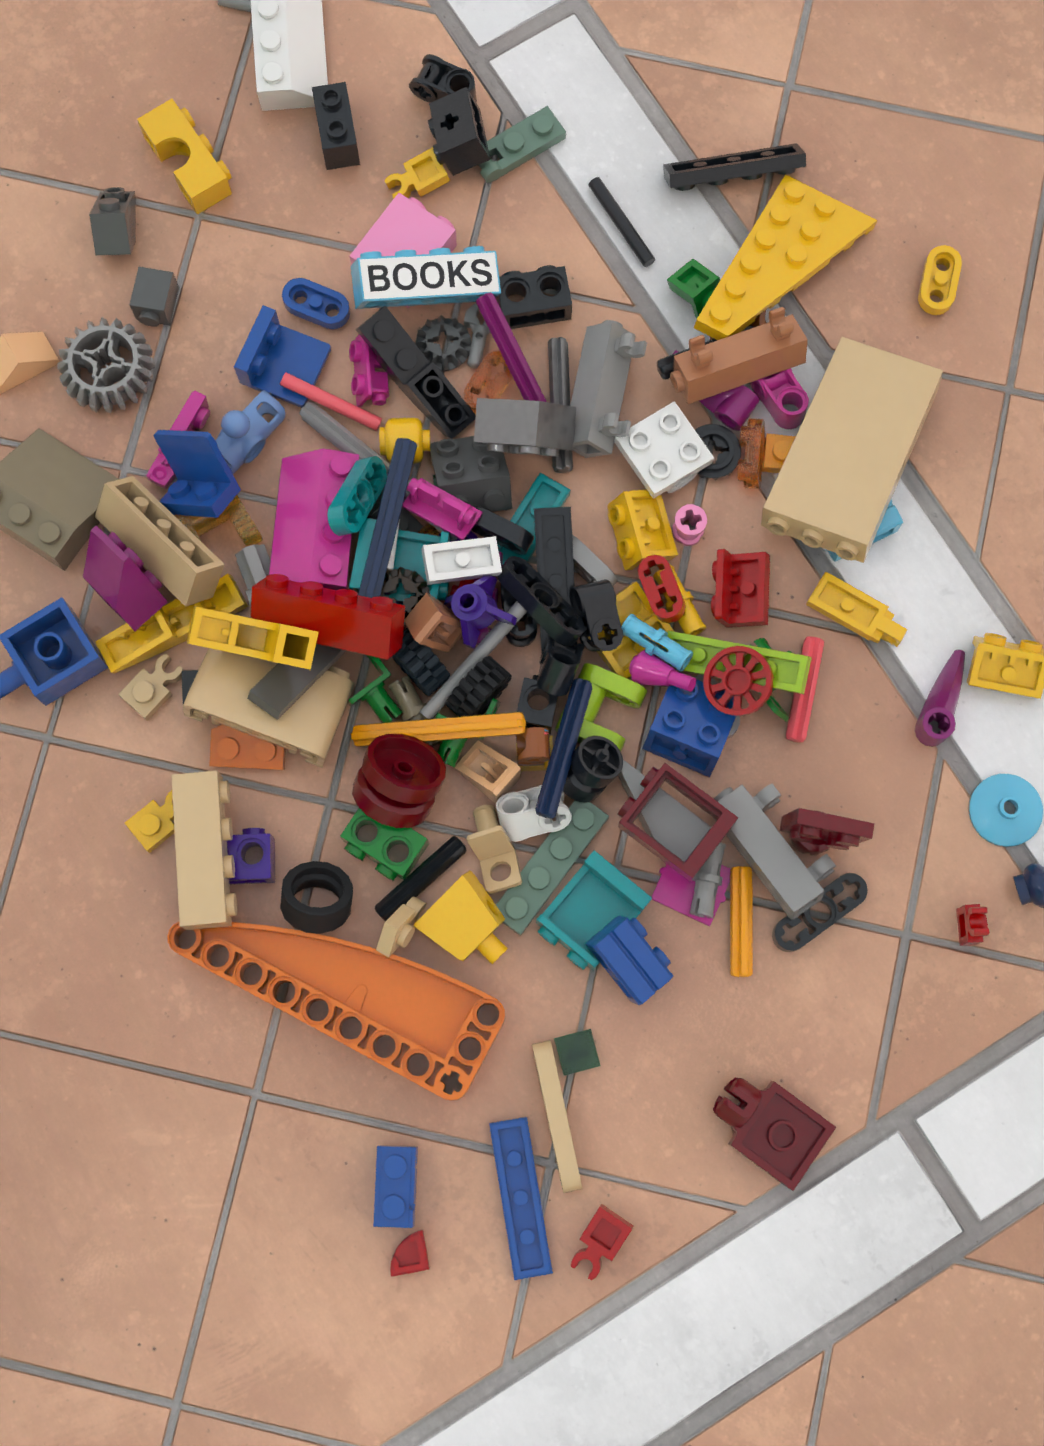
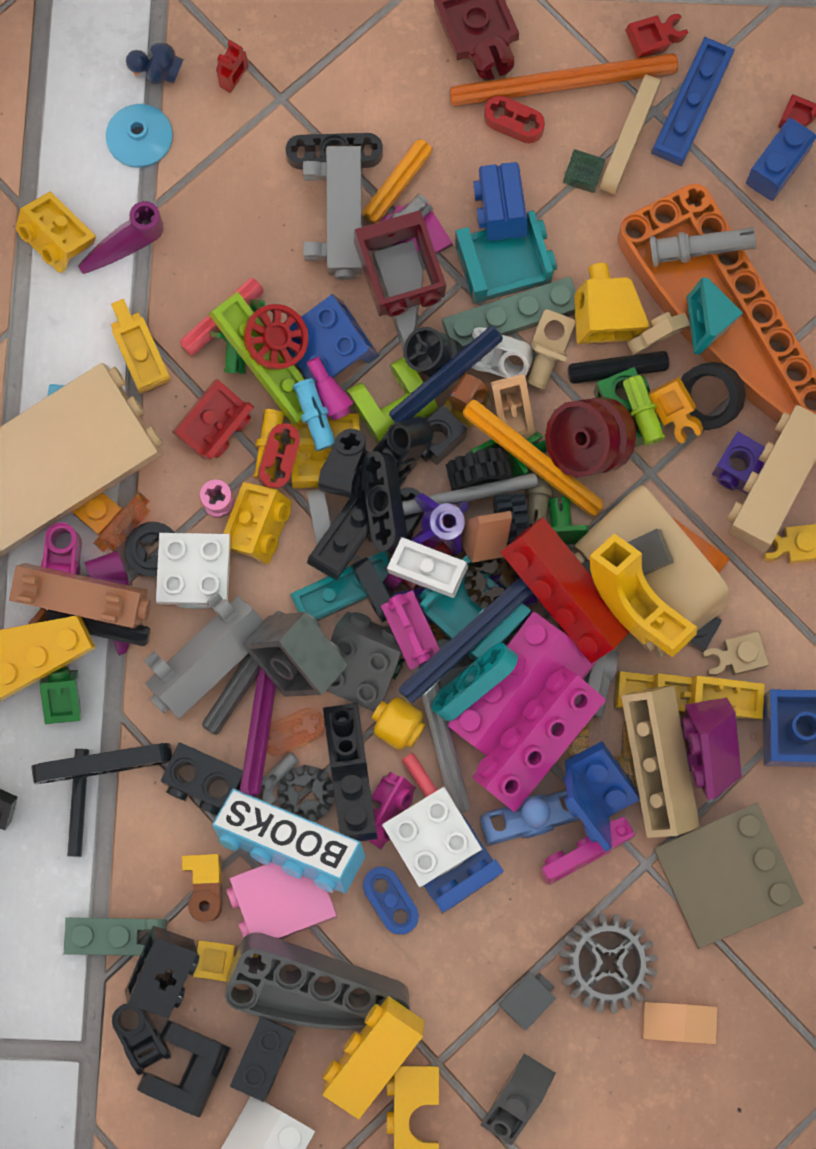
camera: 145 degrees left, 0 degrees up
(247, 171) = (372, 1056): none -> yellow brick
(273, 489) = (538, 738): none -> dark pink brick
(312, 360) = (432, 837): none -> white plate
(329, 193) = (297, 994): none -> dark grey beam
(342, 863) = (675, 405): none -> light orange plate
(360, 966) = (709, 314): none -> teal slope
(366, 834) = (643, 410): none -> lime axle
(382, 103) = (200, 1073): none -> black connector
(428, 1022) = (685, 246): none -> light grey pin
(472, 221) = (207, 886): none -> leg
(622, 254) = (101, 763): none -> black beam
(656, 1134) = (564, 79): none -> orange axle
(678, 1068) = (514, 119): none -> red beam
(817, 831) = (297, 190): dark red plate -> none

